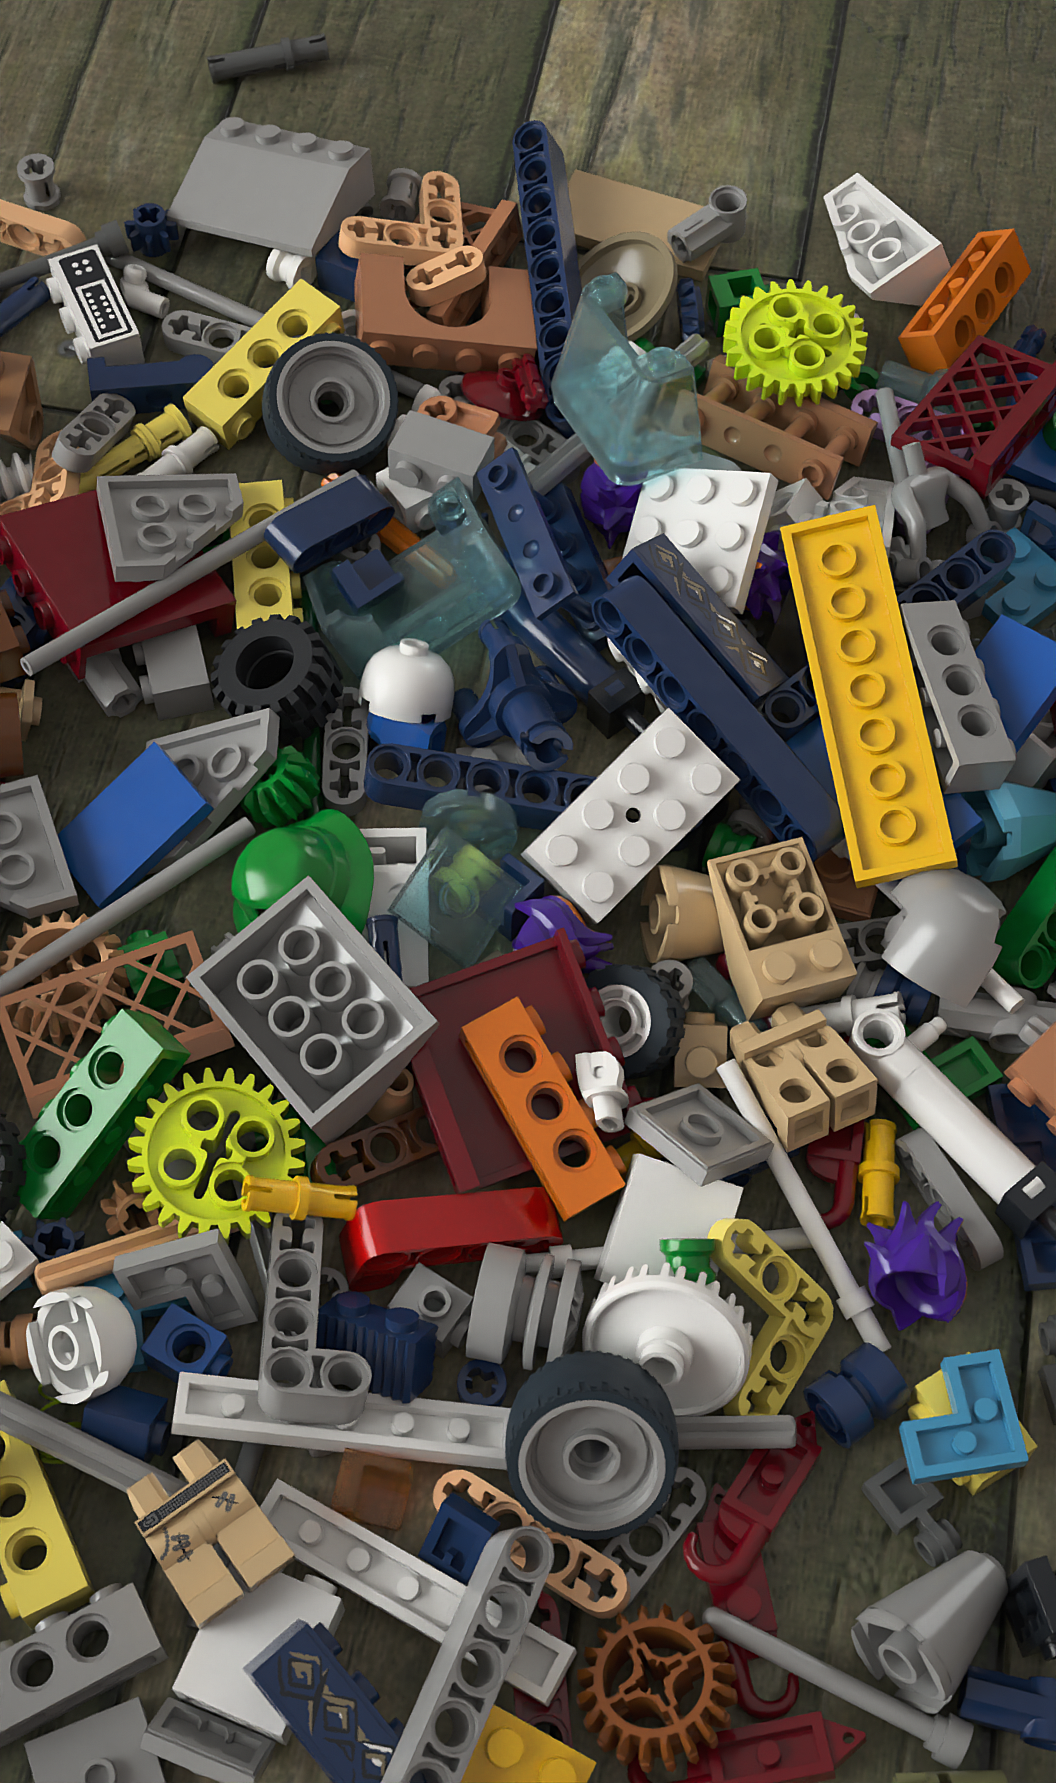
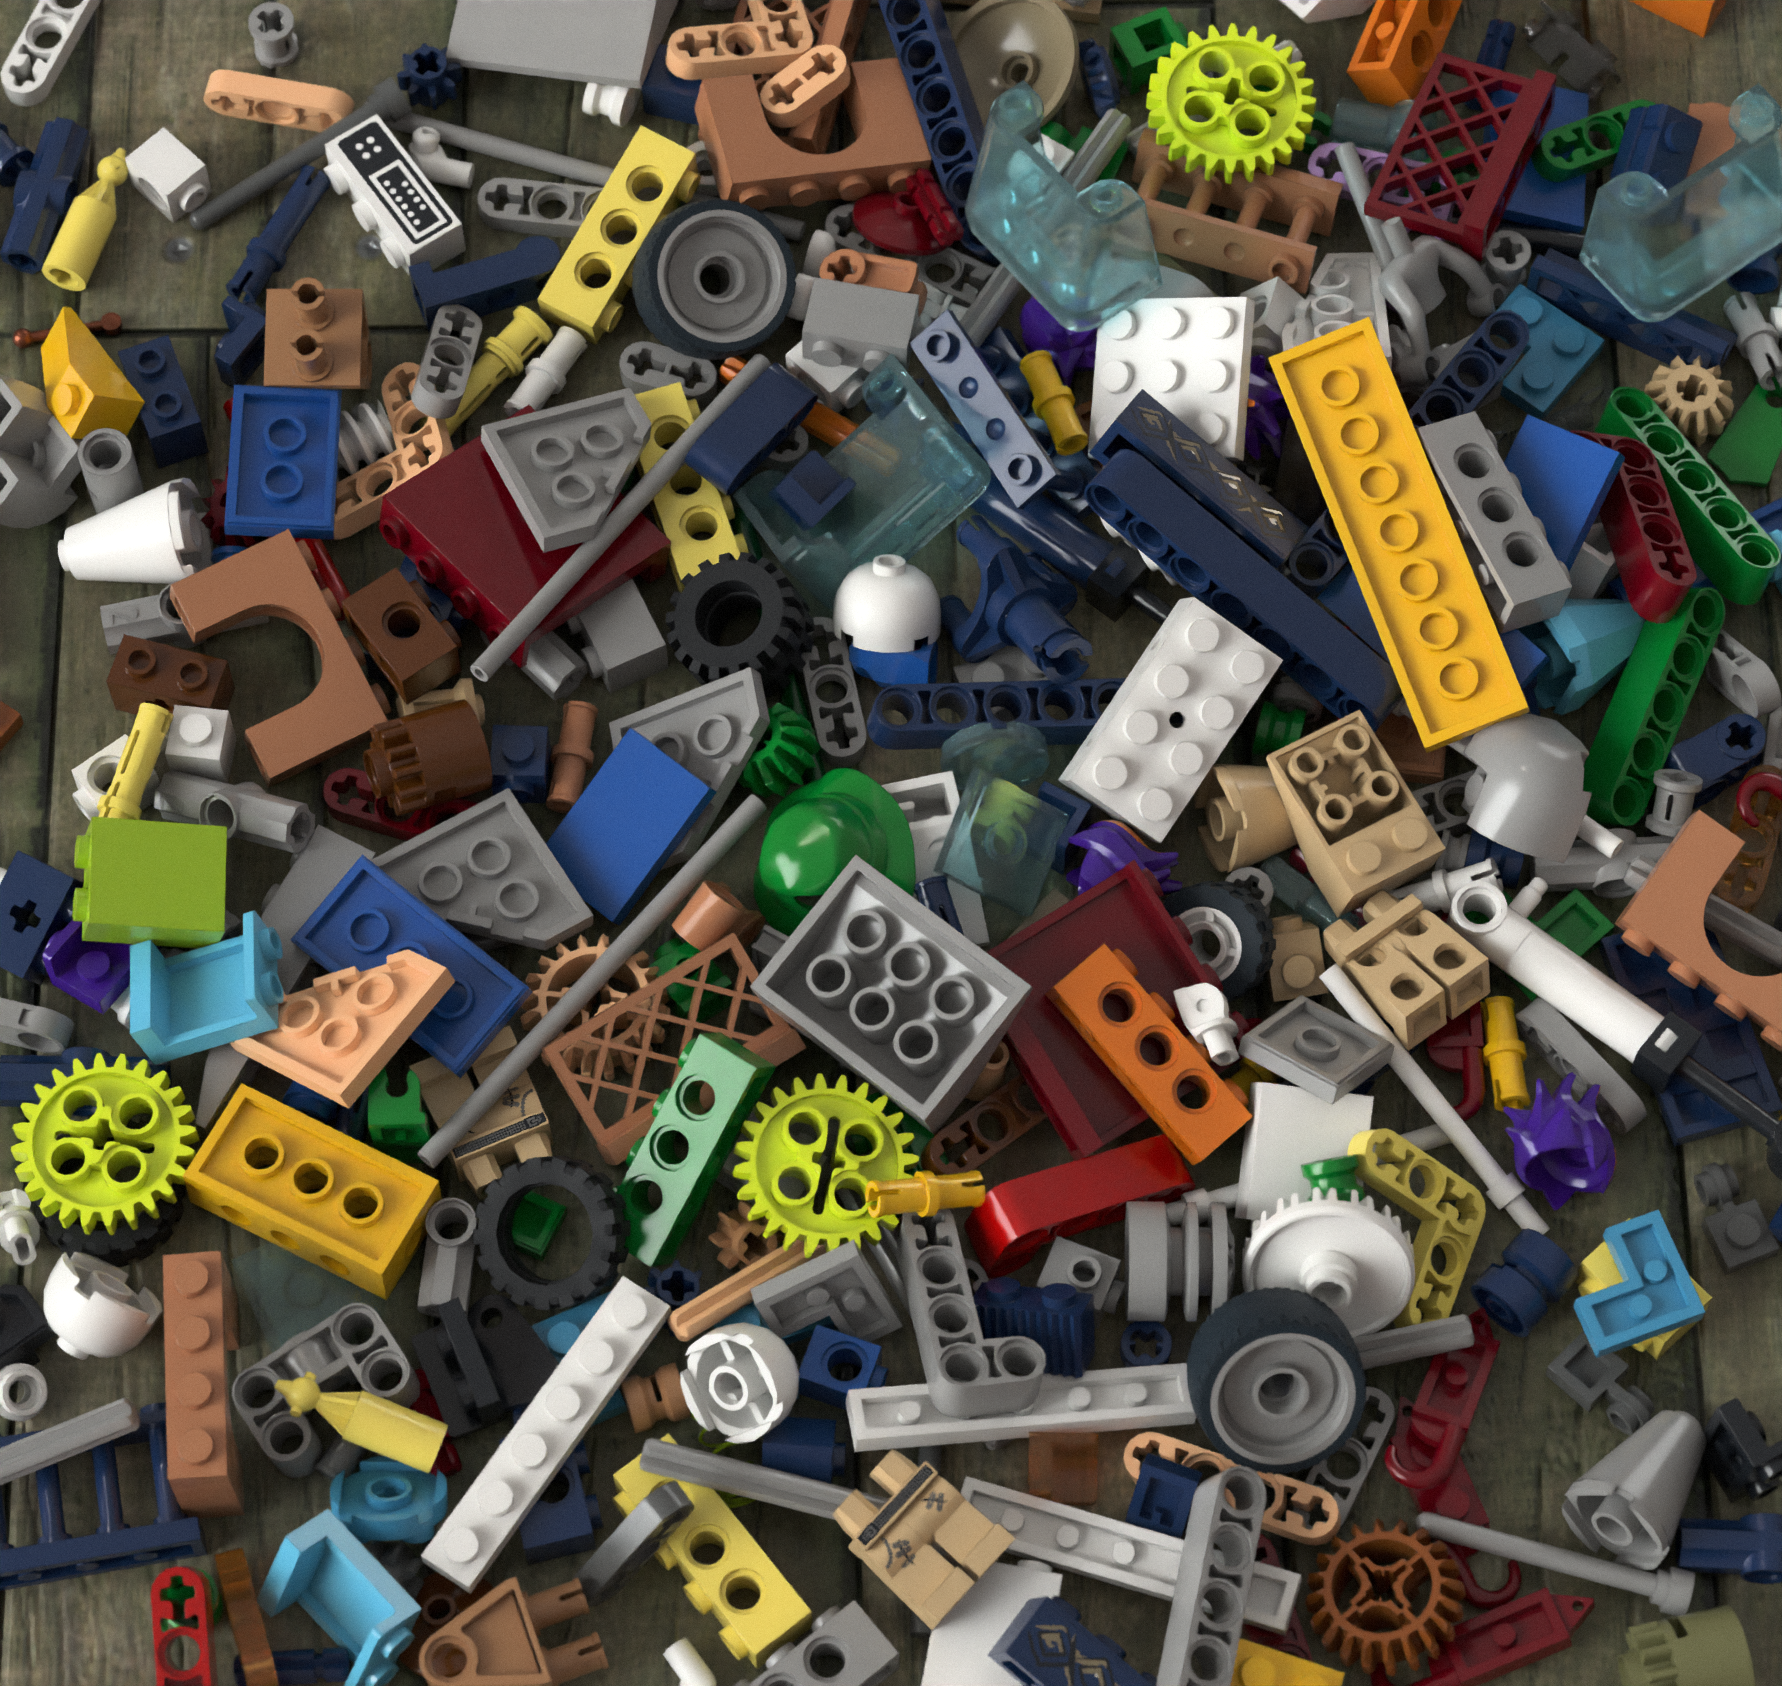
camera: 10 degrees left, 5 degrees up
(60, 759) = (521, 762): none -> dark blue brick
(107, 760) = (571, 755): none -> nougat pin
(187, 909) = (714, 914): none -> nougat piece
(278, 469) = (667, 369): none -> light grey beam
(590, 545) = (1053, 402): none -> yellow pin

